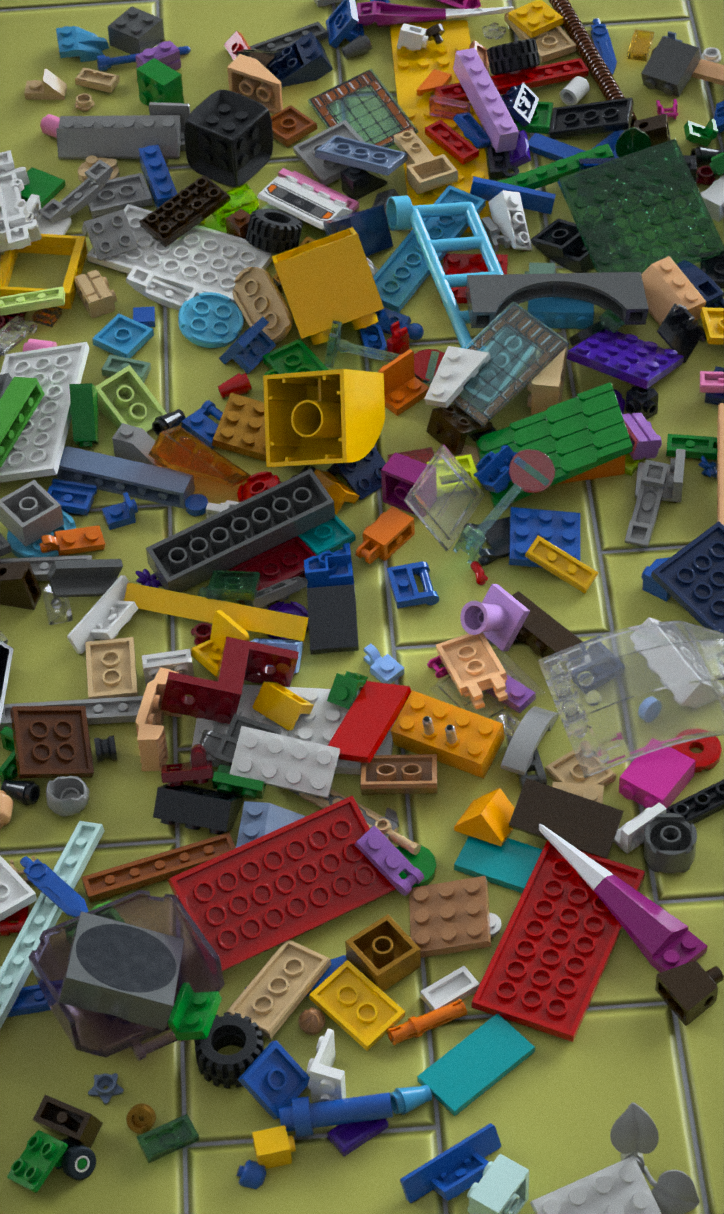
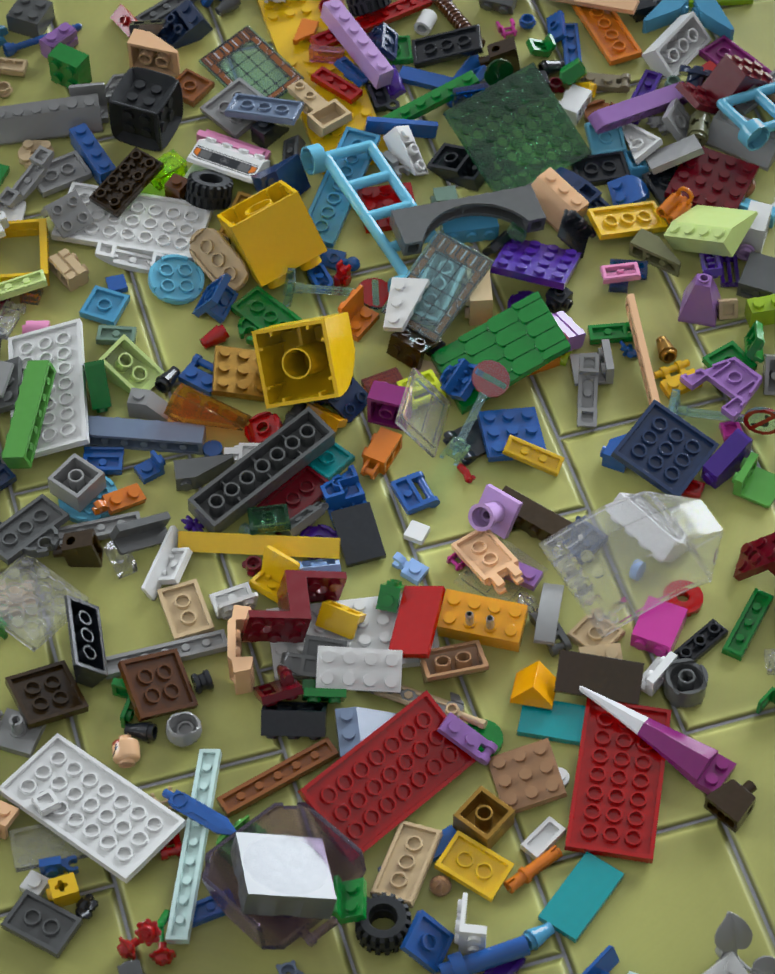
camera: 15 degrees left, 5 degrees up
(164, 521) = (199, 471): none -> dark grey slope
(402, 628) = (416, 532): none -> white tile
(692, 105) = (527, 21): none -> blue plate

